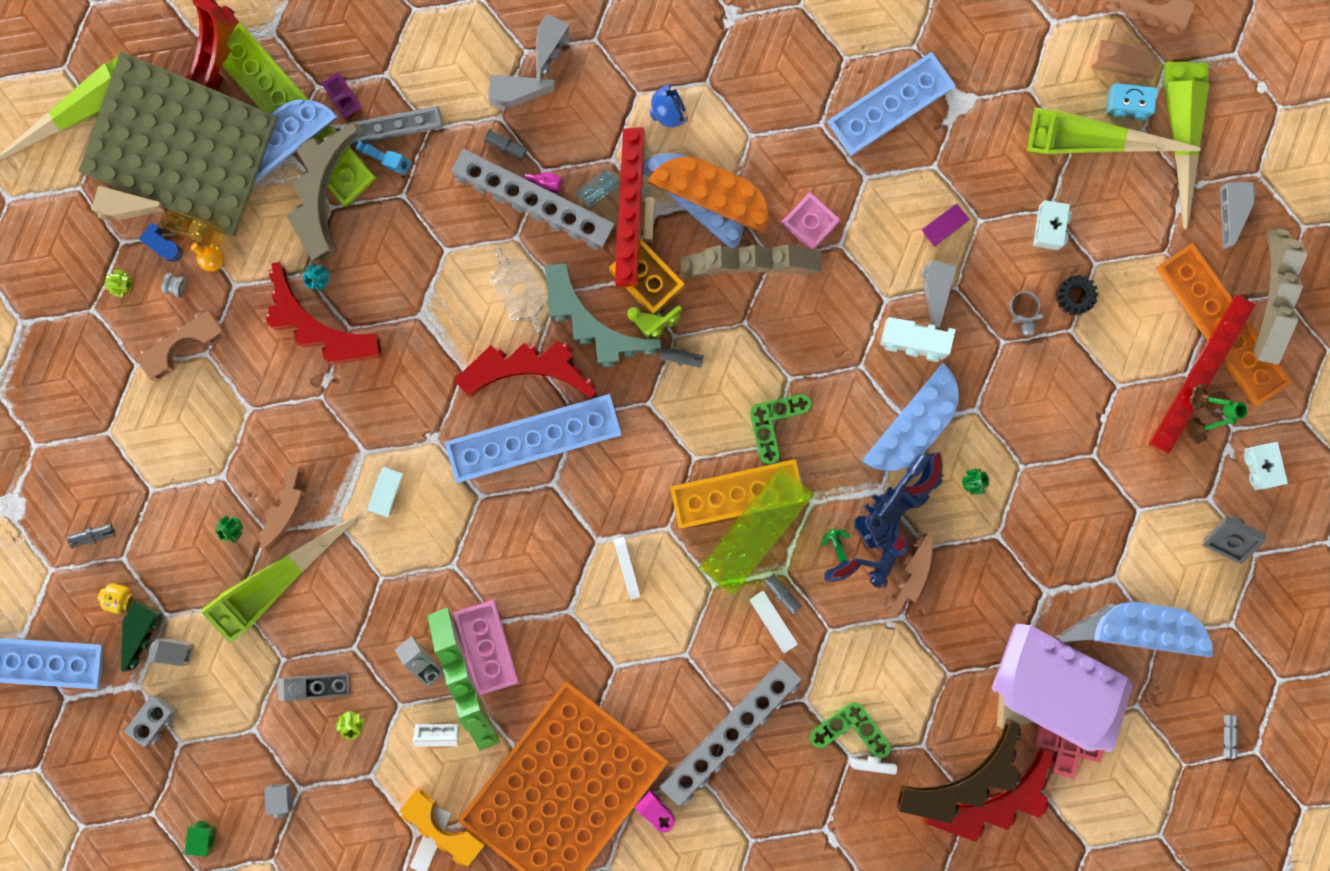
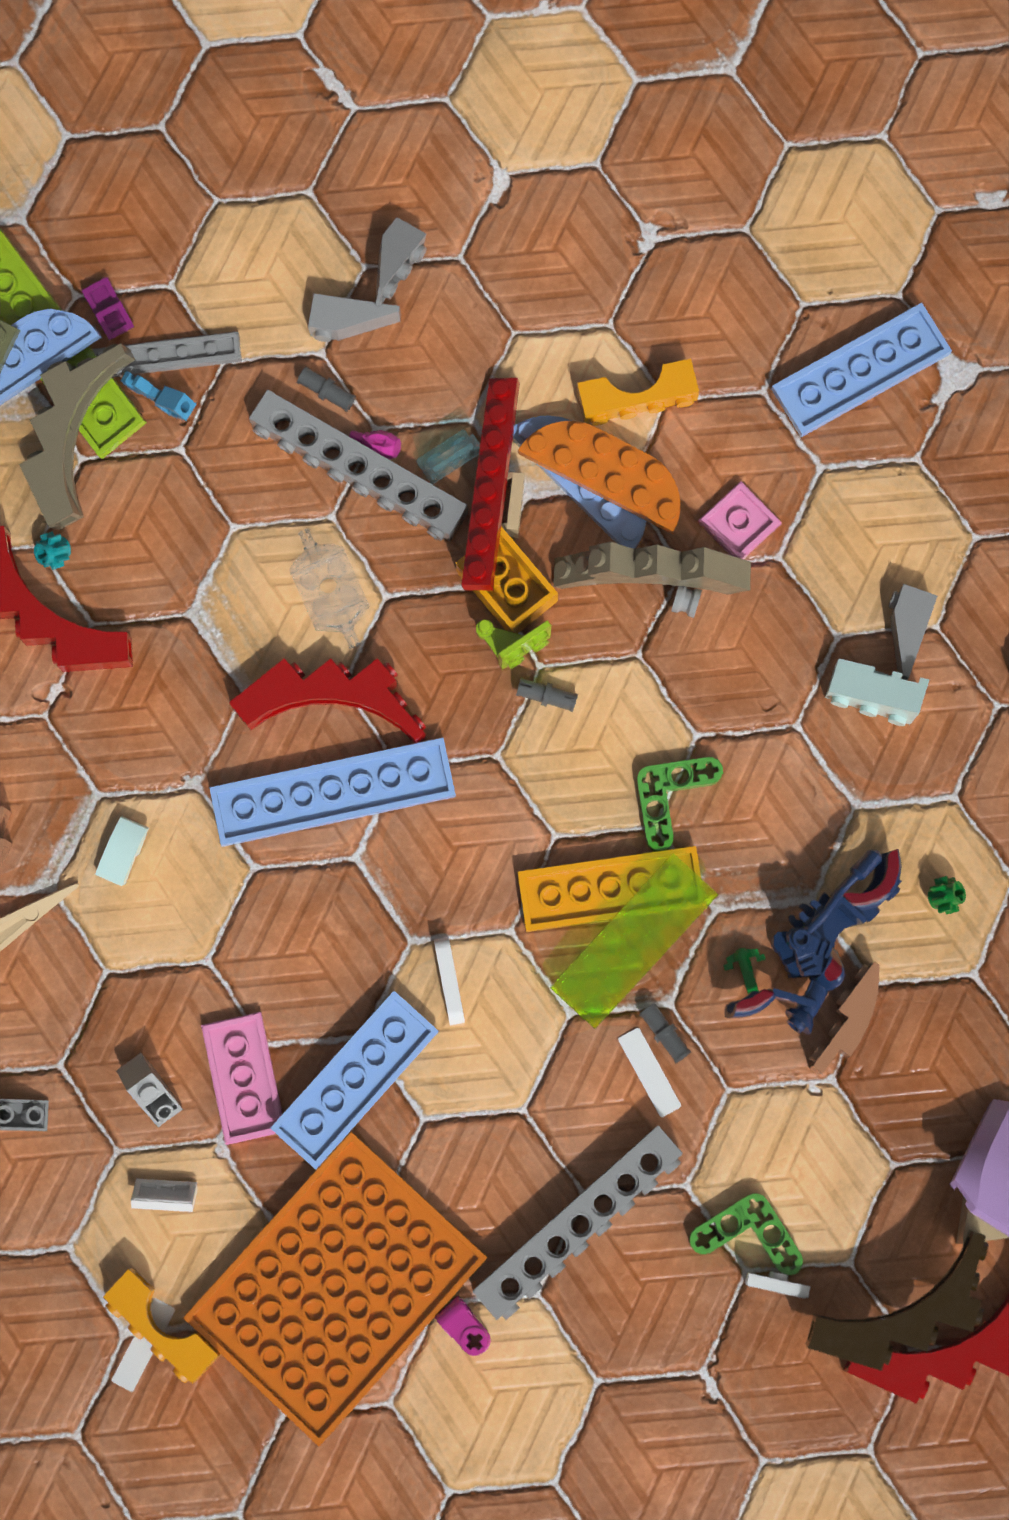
camera: 10 degrees right, 5 degrees down
(350, 725) = (45, 1171): lime gear -> none
(459, 679) = (204, 1119): bright green arch -> none
(565, 644) = (354, 1080): none -> light blue plate
(609, 343) = (448, 669): sand green arch -> none
(668, 107) = (553, 353): blue cylinder -> none
(706, 140) = (603, 401): none -> light orange arch
(777, 282) = (686, 601): none -> light grey wheel
(917, 424) = (869, 810): light blue plate -> none
(945, 224) = (927, 538): magenta slope -> none

